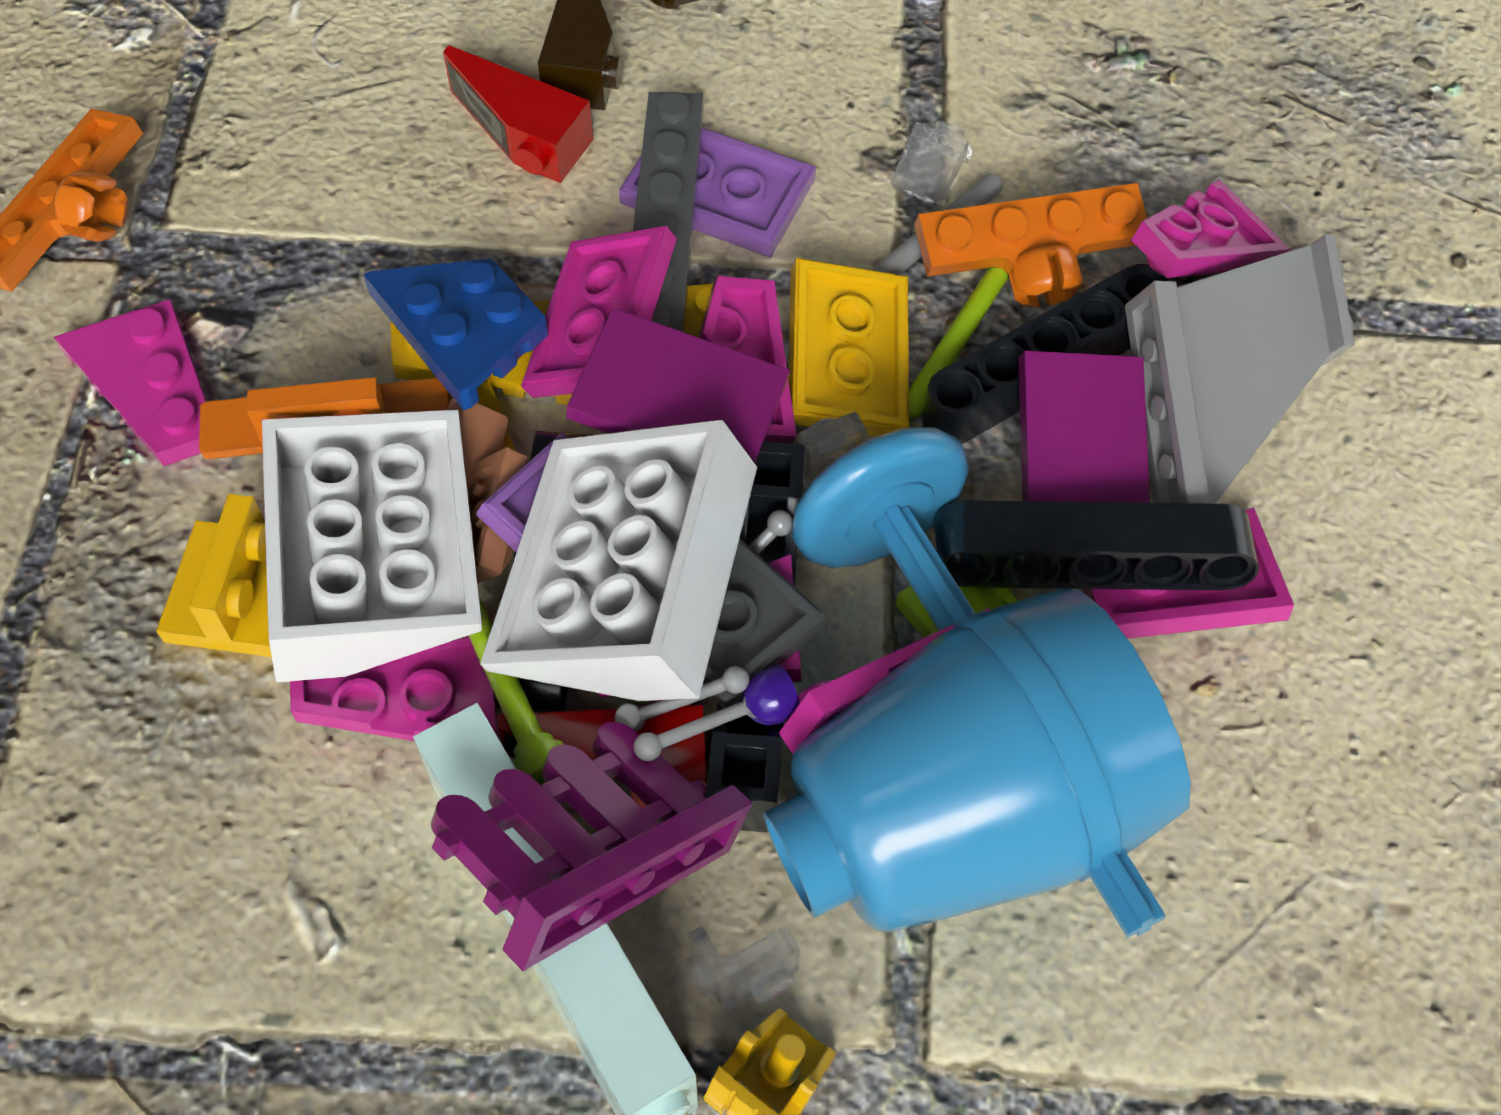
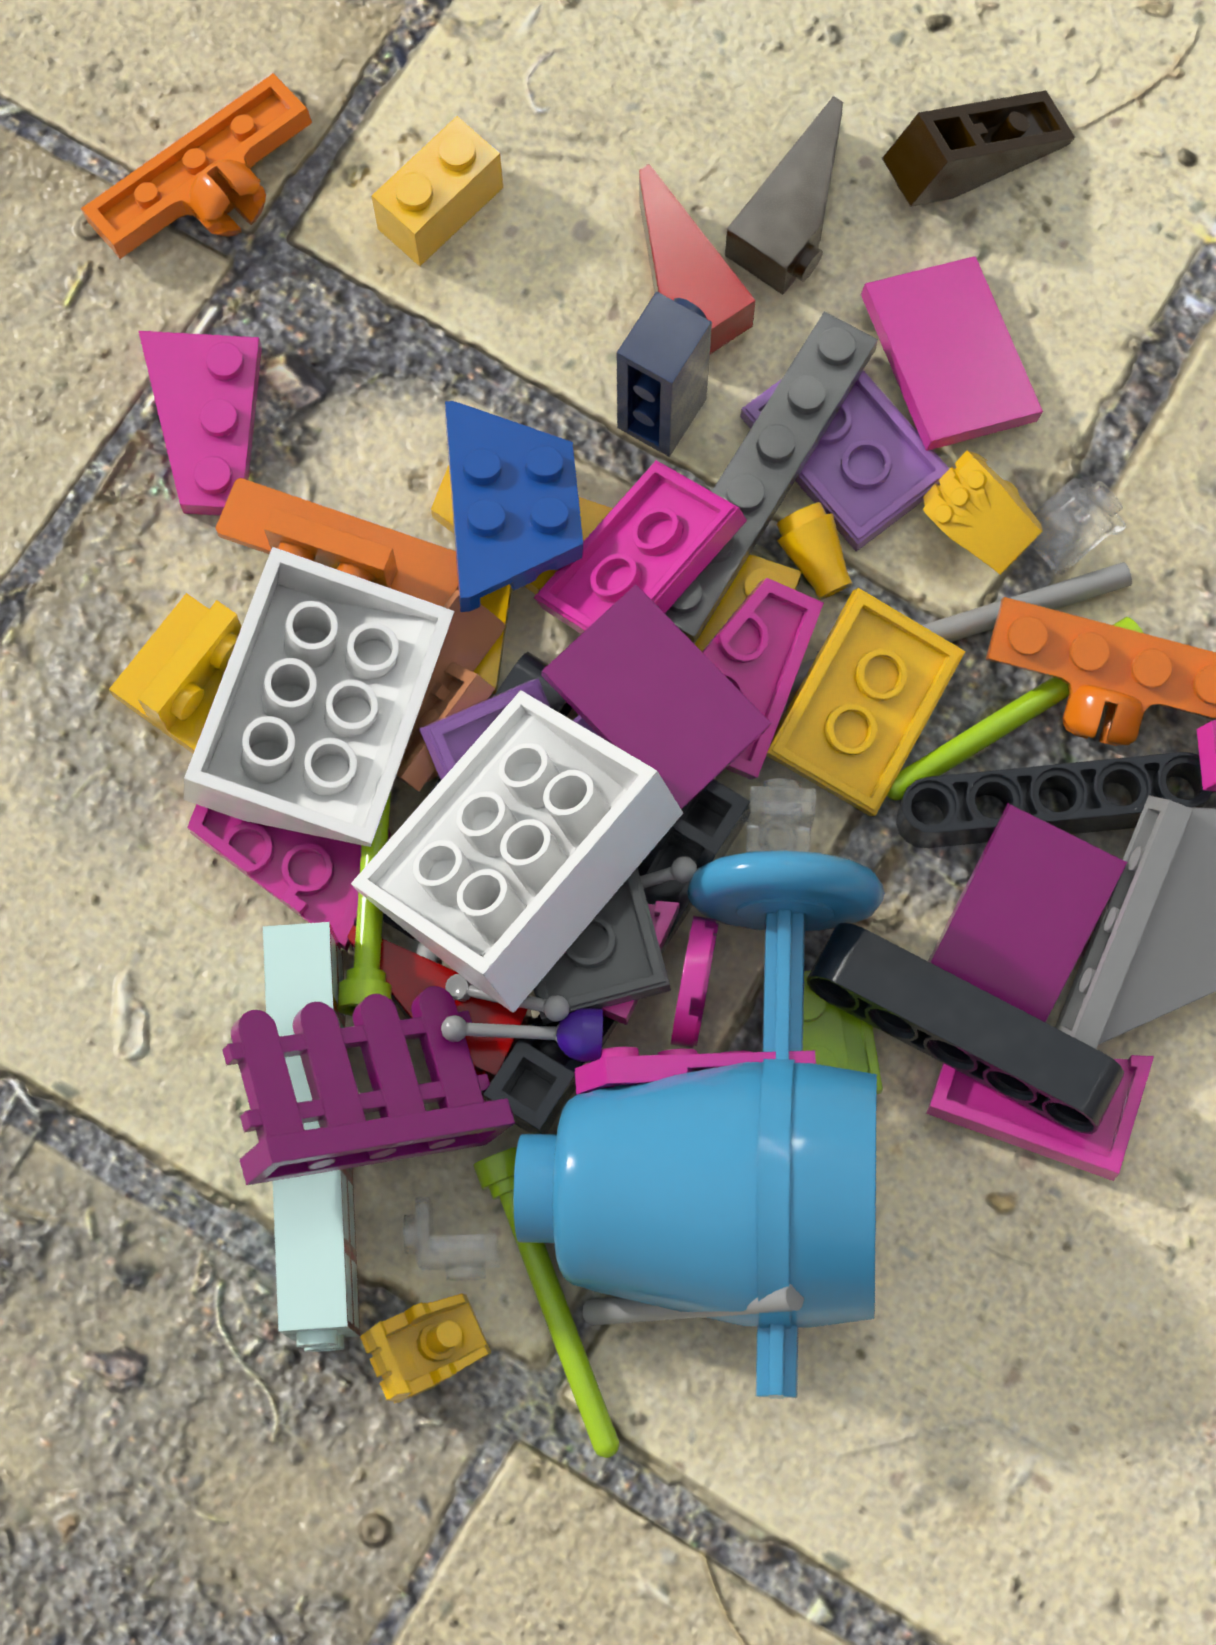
camera: 30 degrees right, 15 degrees up
(277, 134) = (438, 191): none -> yellow brick
(544, 163) = (663, 372): none -> brick
(732, 253) = (815, 549): none -> yellow cone
(761, 880) = (498, 1176): none -> lime piece
(764, 89) = (951, 353): none -> dark pink tile
(840, 599) = (694, 982): none -> dark pink tile
(859, 175) = (982, 512): none -> yellow hand
(961, 927) = (620, 1310): none -> light grey bar

